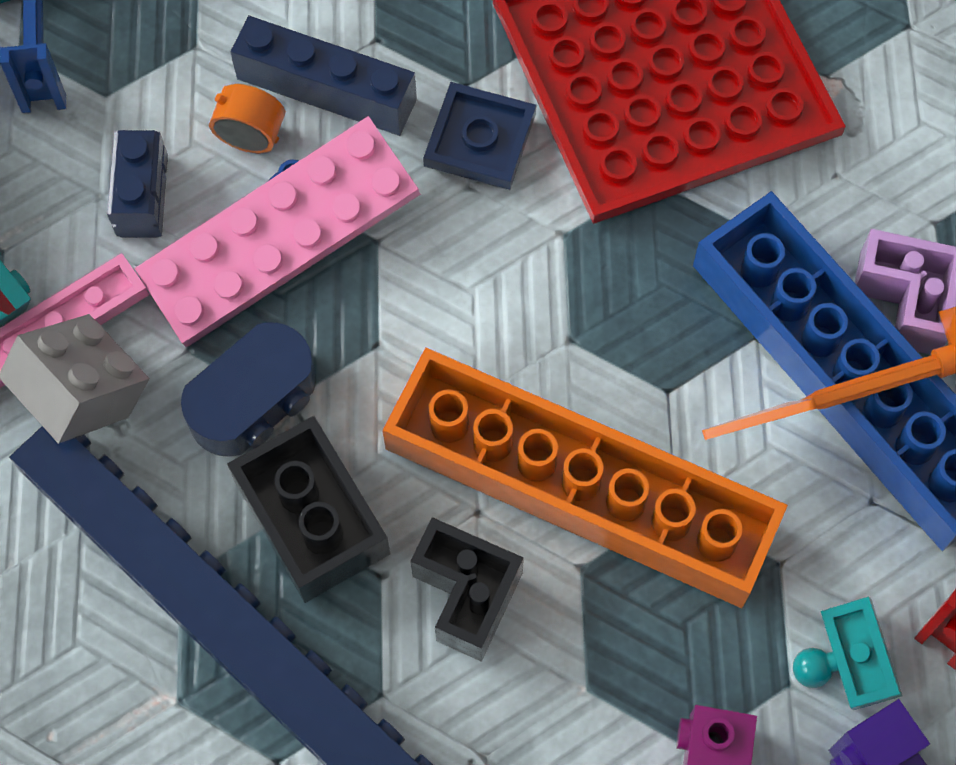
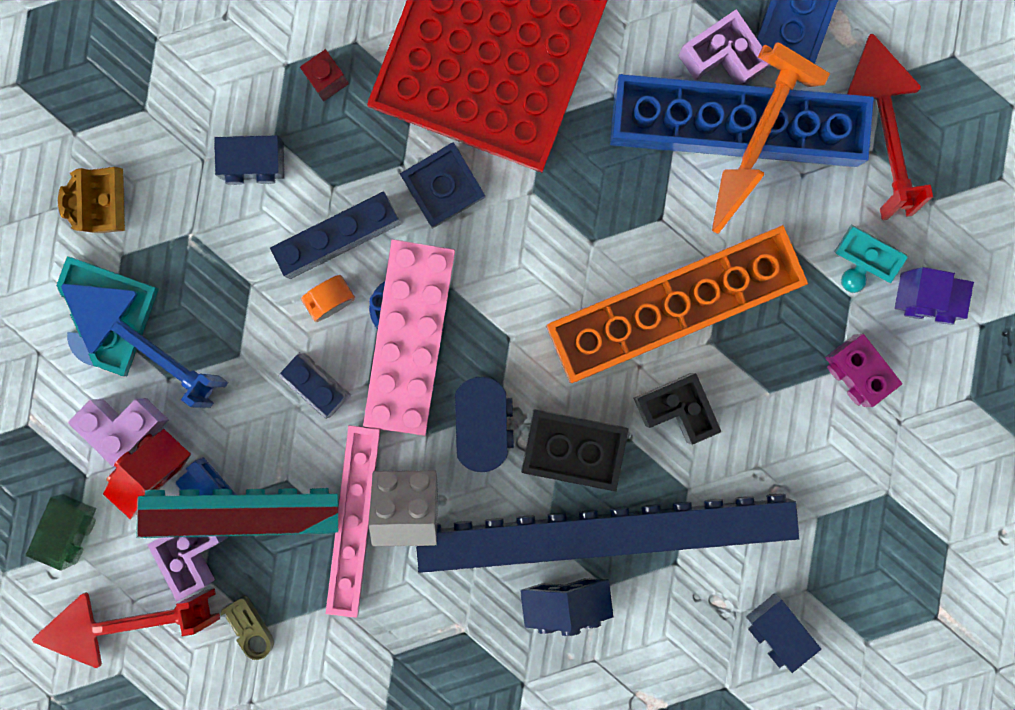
camera: 50 degrees left, 20 degrees up
(107, 656) = (567, 606): none -> dark blue brick

